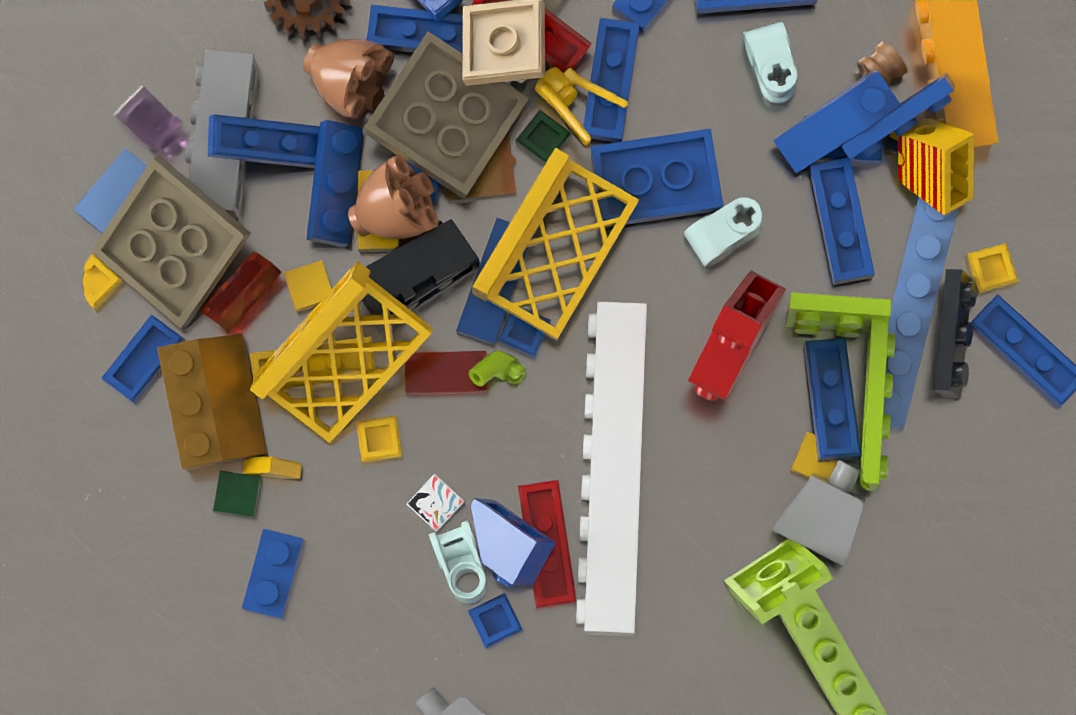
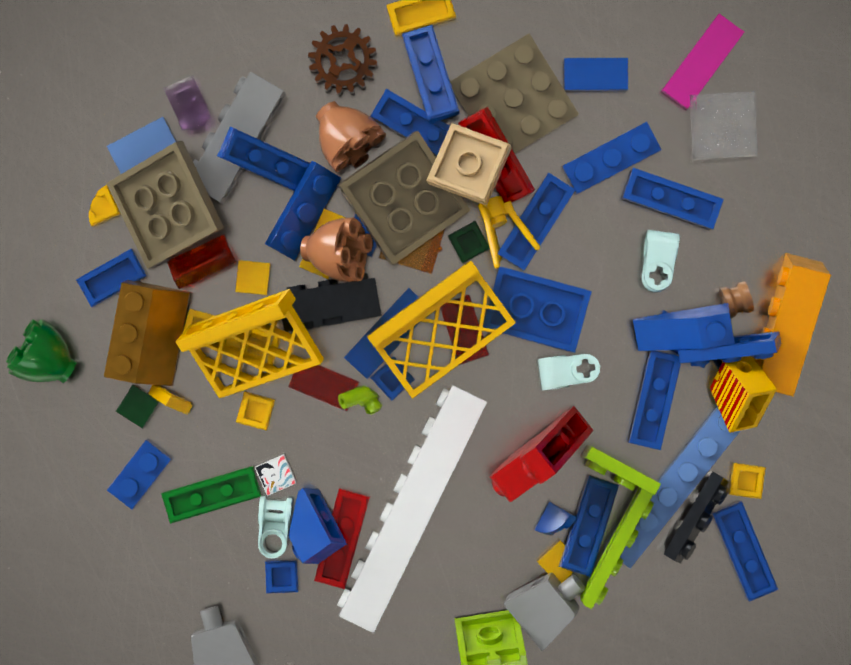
camera: 15 degrees right, 10 degrees up
(98, 480) = (41, 356): none -> green piece
(369, 560) = (211, 494): none -> green tile
(589, 242) = (466, 337): none -> clear red plate
(788, 410) = (554, 520): none -> blue tile

